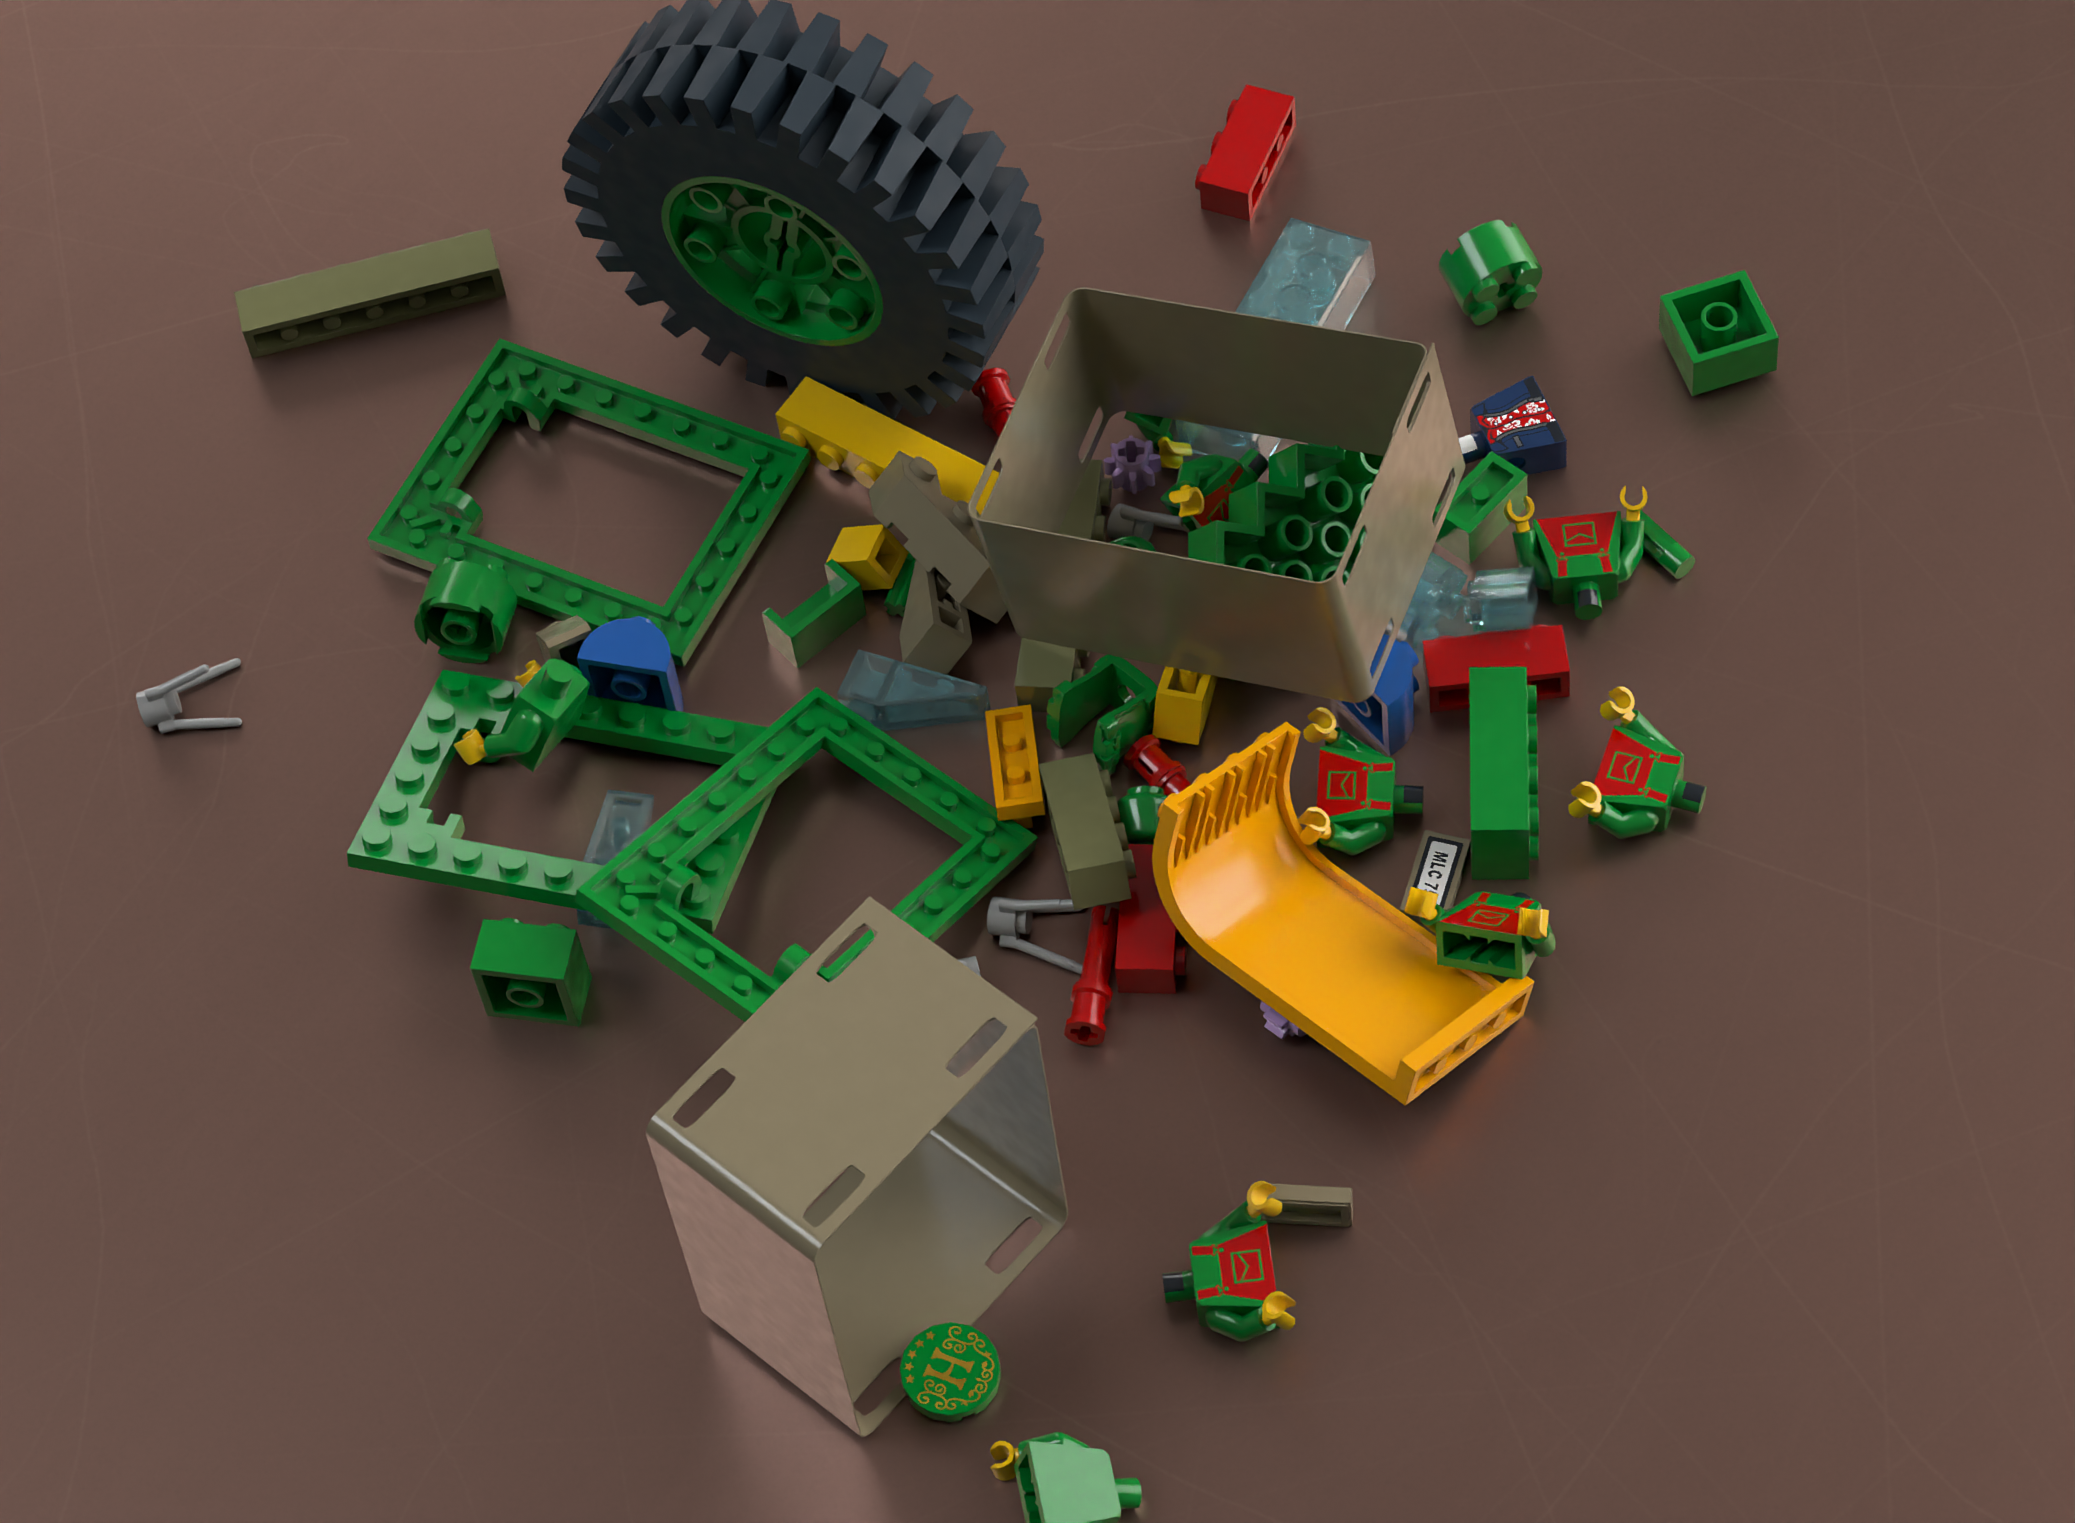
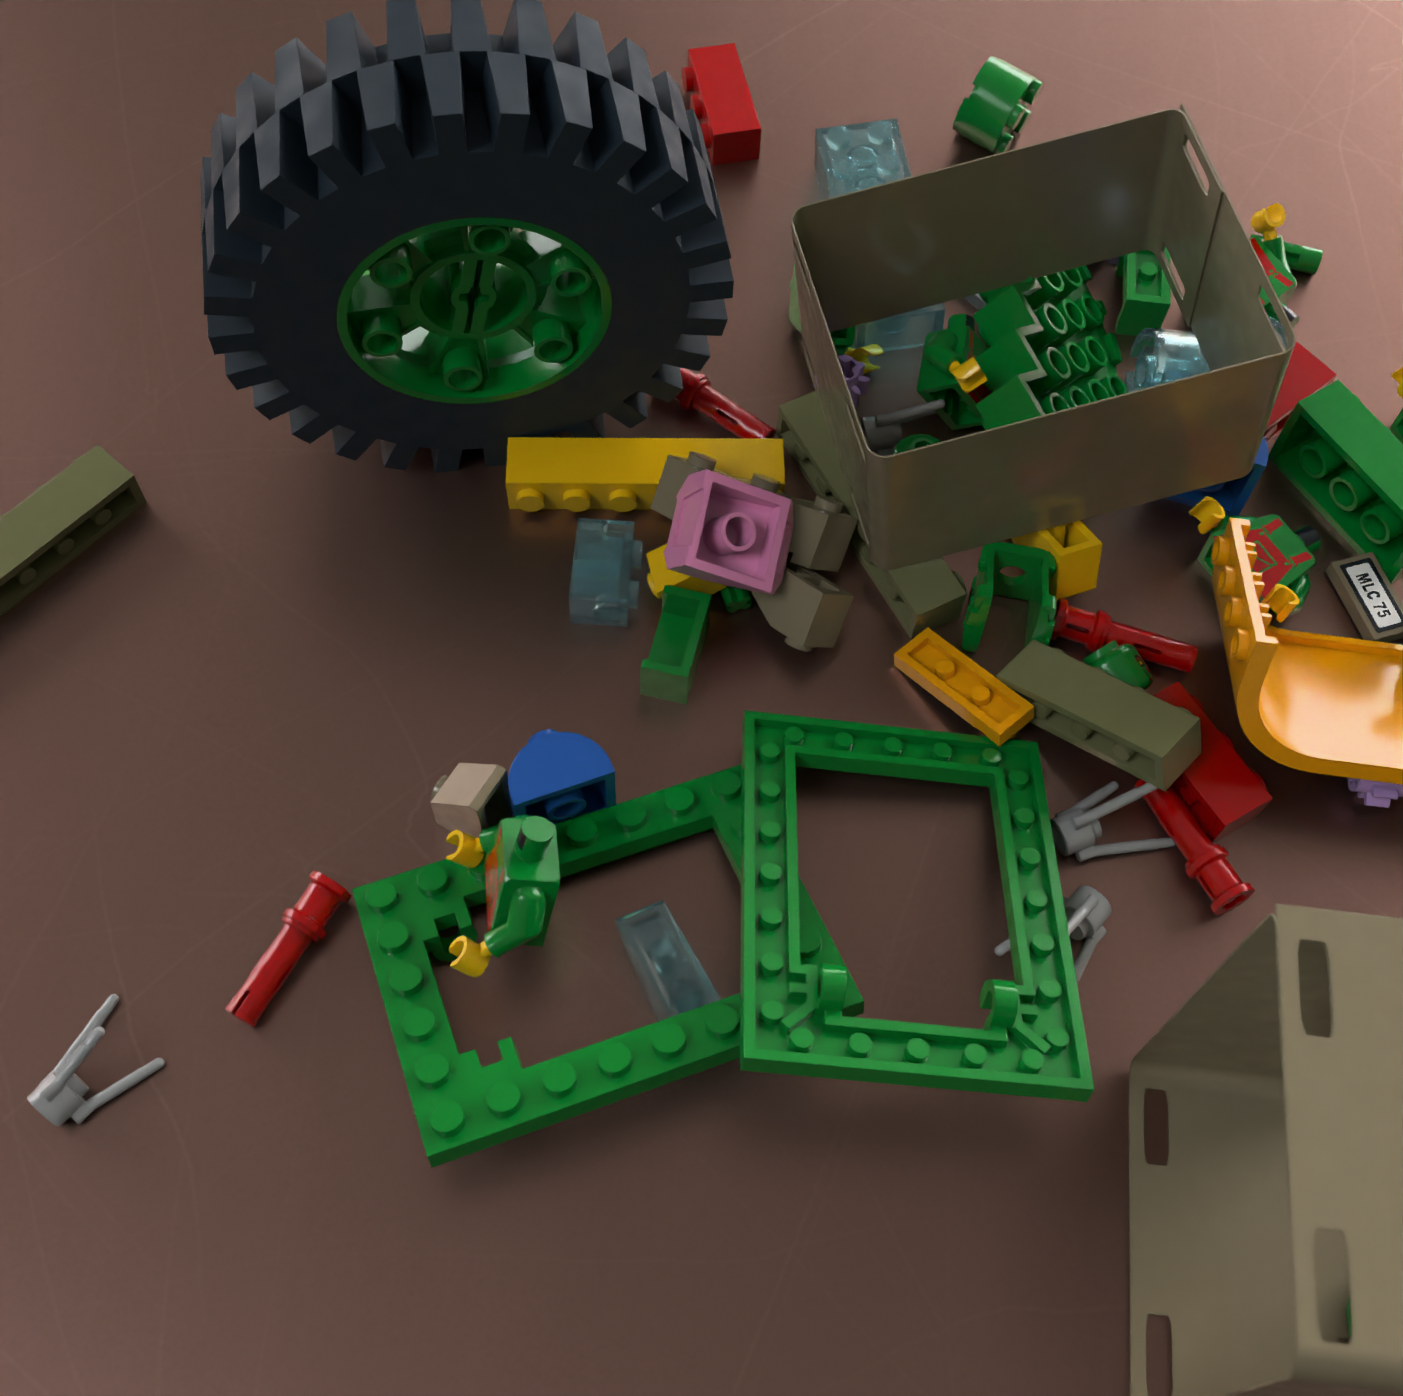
camera: 45 degrees left, 5 degrees up
(391, 677) = (302, 926): none -> red pin
(466, 610) = (339, 816): green brick -> none
(513, 379) = (226, 762): green plate -> none
(531, 972) = (694, 1158): green brick -> none
(803, 527) = (603, 571): none -> clear light blue brick
(897, 542) = (730, 533): none -> bright pink slope
(908, 696) = (817, 675): clear light blue slope -> none
(1718, 332) = (1196, 72): green brick -> none

